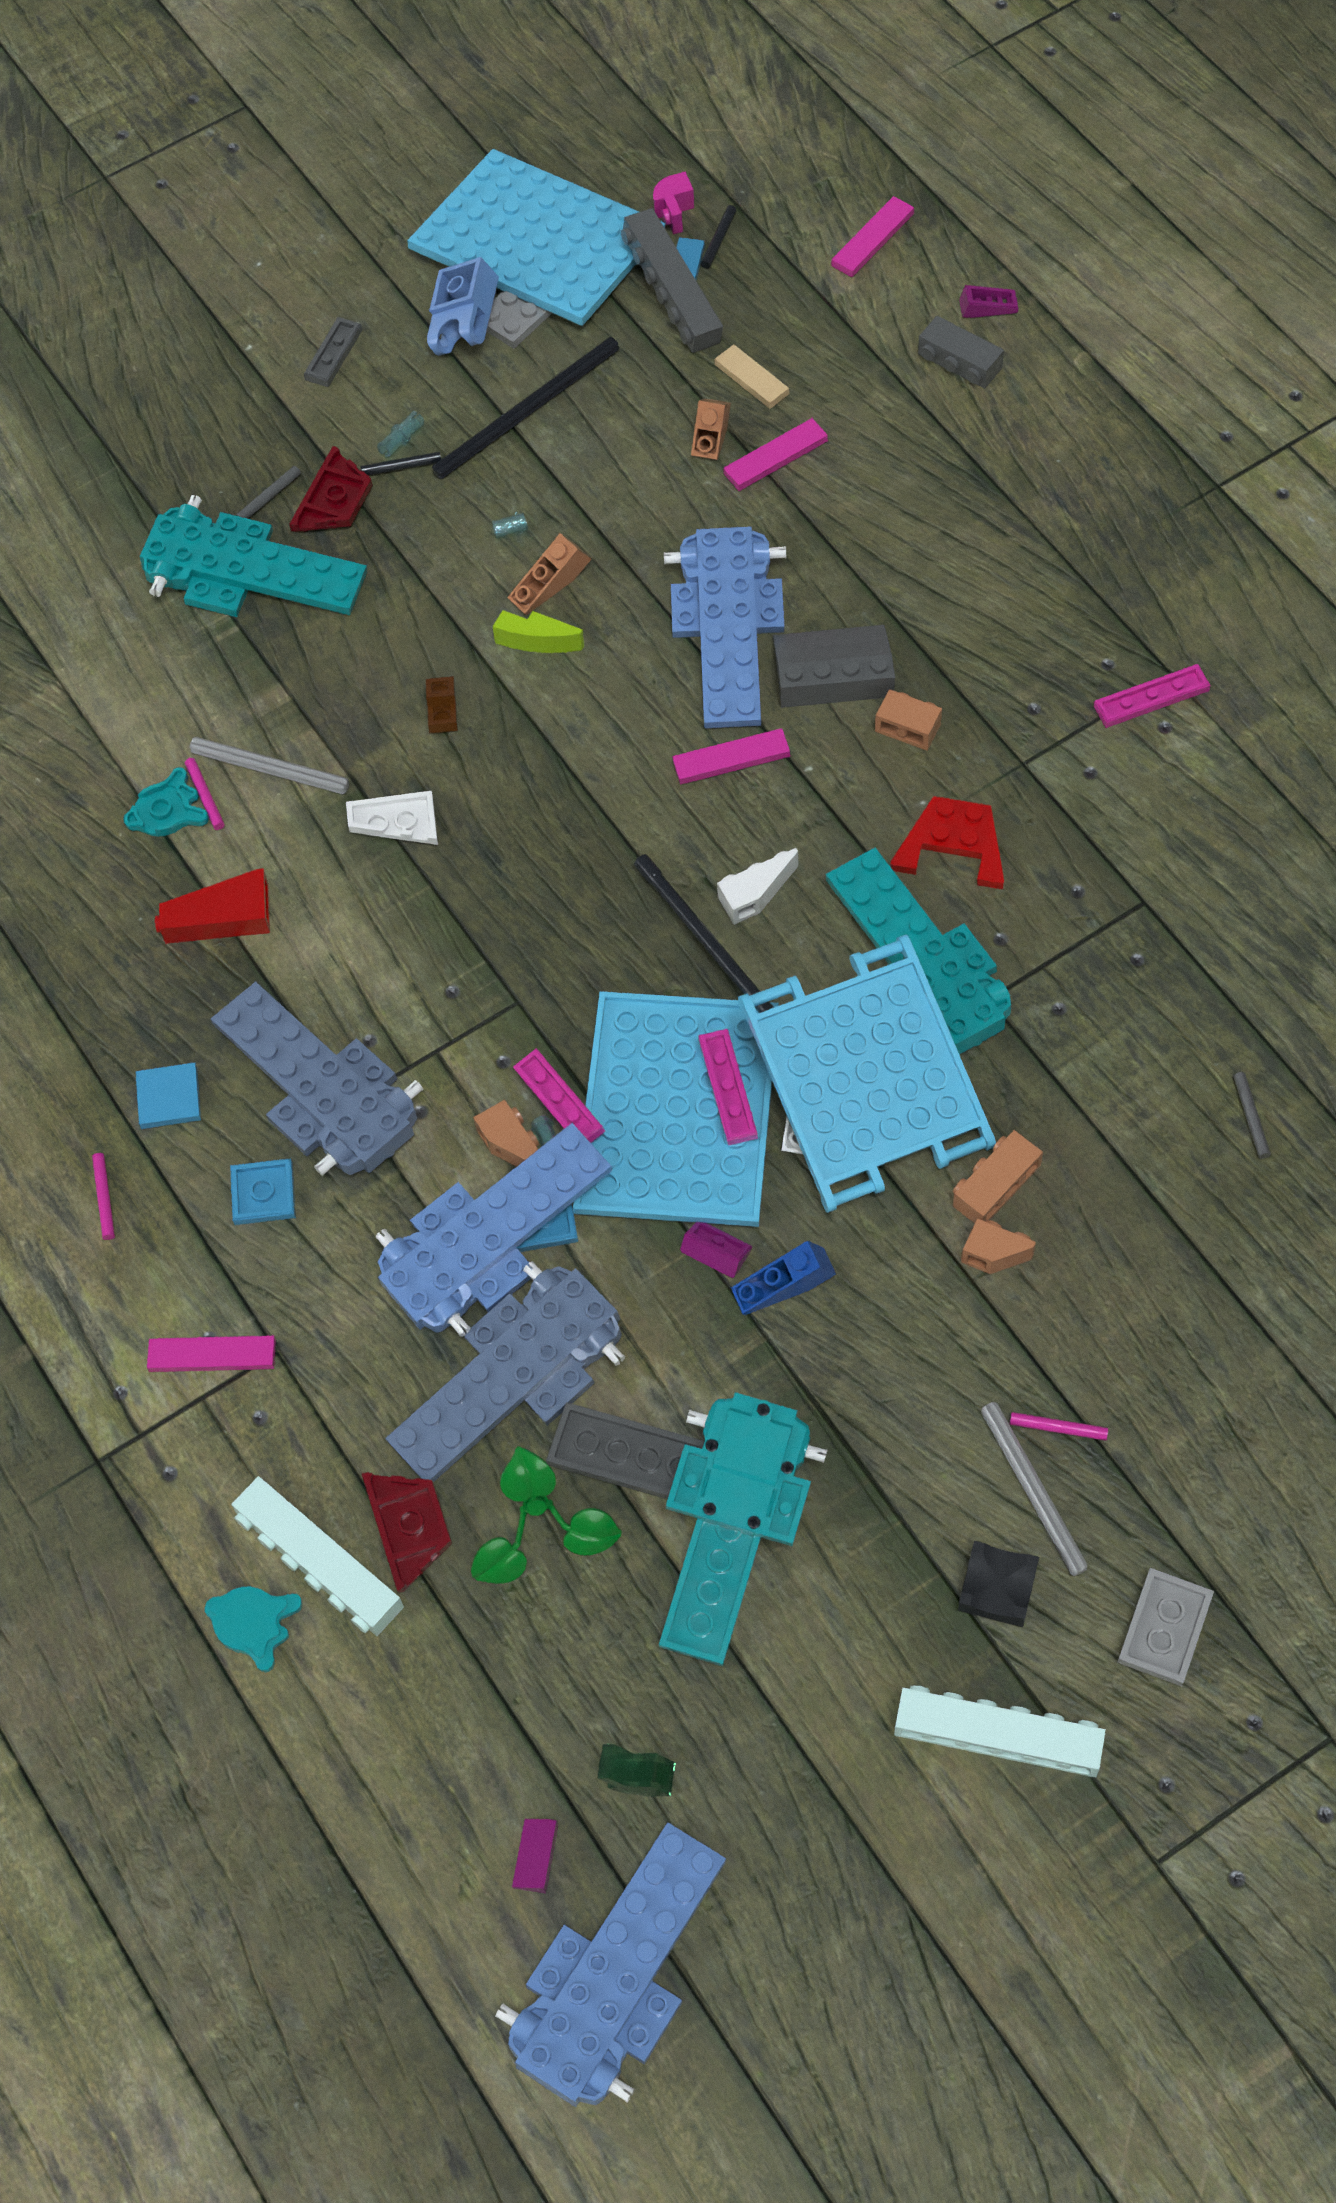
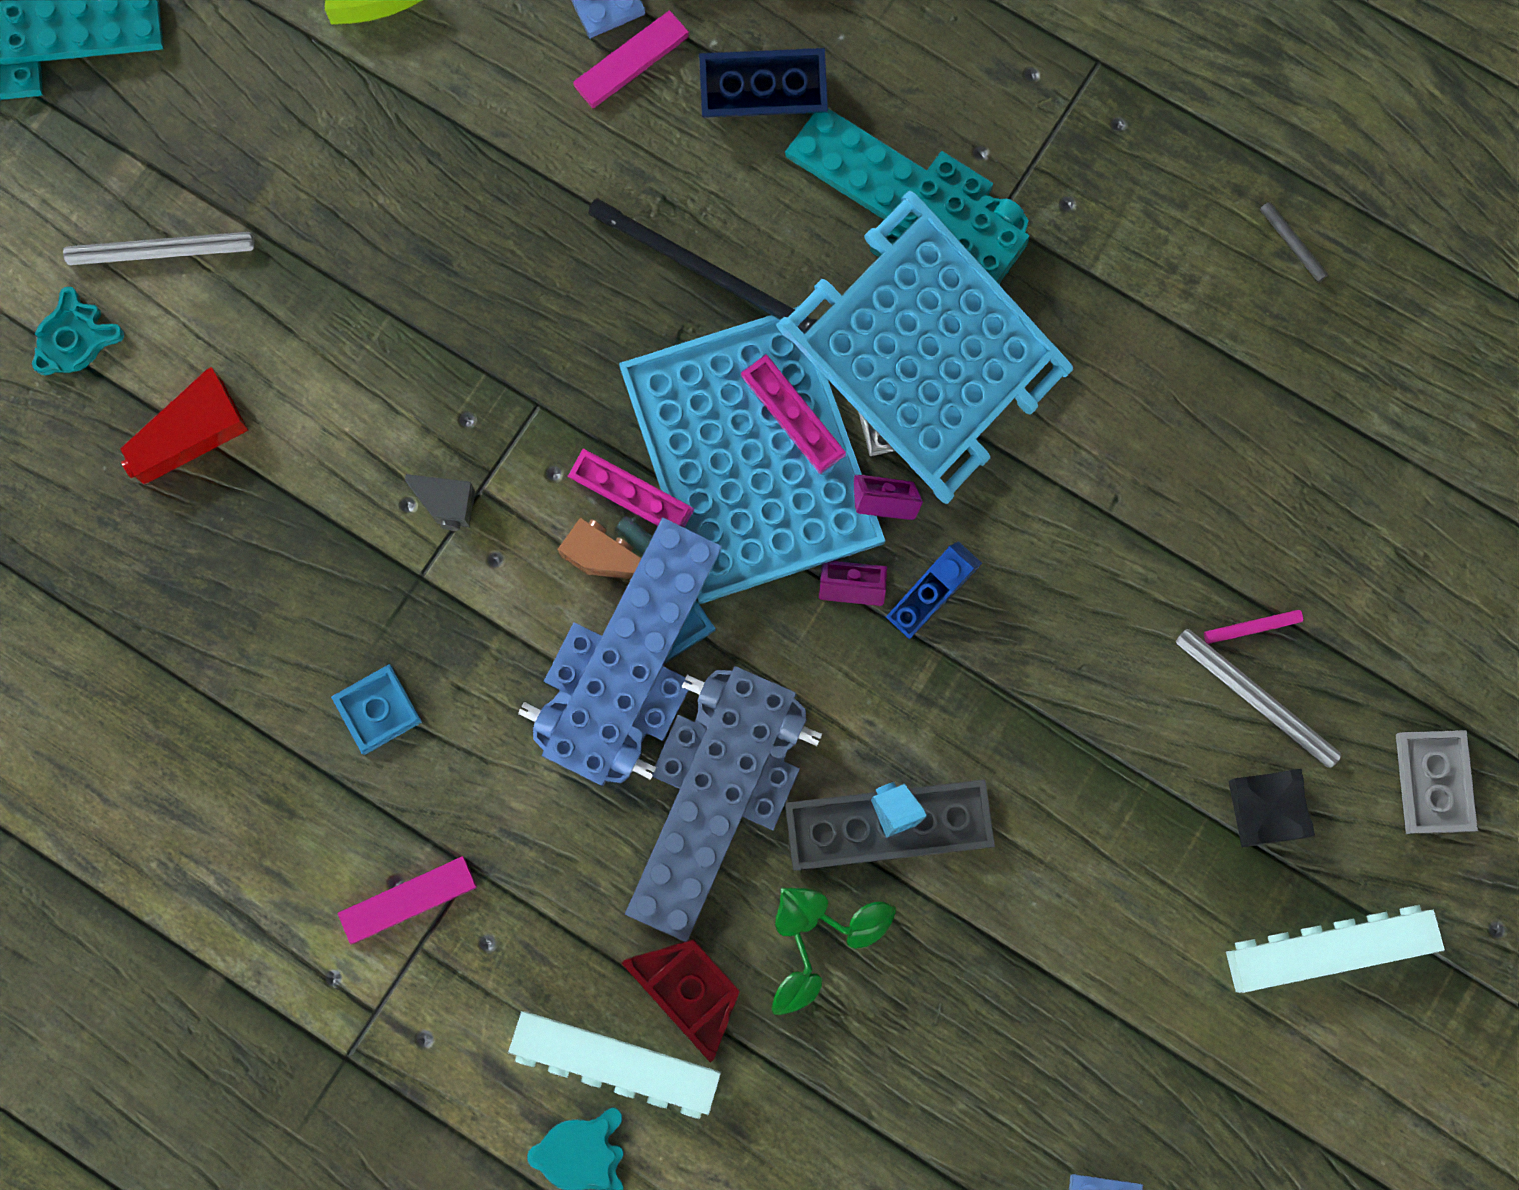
camera: 30 degrees left, 15 degrees up
(103, 1196) = (214, 782): dark pink bar -> none
(168, 1095) = (229, 648): dark azure tile -> none
(204, 793) = (105, 305): dark pink bar -> none
(331, 1098) = (399, 582): sand blue piece -> none
(395, 817) = (320, 255): white wing -> none
(402, 1045) = (445, 499): none -> dark grey slope
(441, 704) = (308, 113): reddish brown slope -> none
(636, 1773) = (1024, 1141): clear green brick -> none
(655, 1441) = (897, 808): none -> medium azure slope
(738, 1492) = (997, 829): teal piece -> none
(752, 889) = (717, 198): white slope -> none
(776, 1186) = (886, 497): none -> magenta slope
(831, 811) = (763, 82): none -> dark blue slope
(954, 829) = (891, 53): red wing -> none
(996, 1249) = (1117, 475): nougat slope -> none
(997, 1177) = (1090, 403): nougat brick -> none

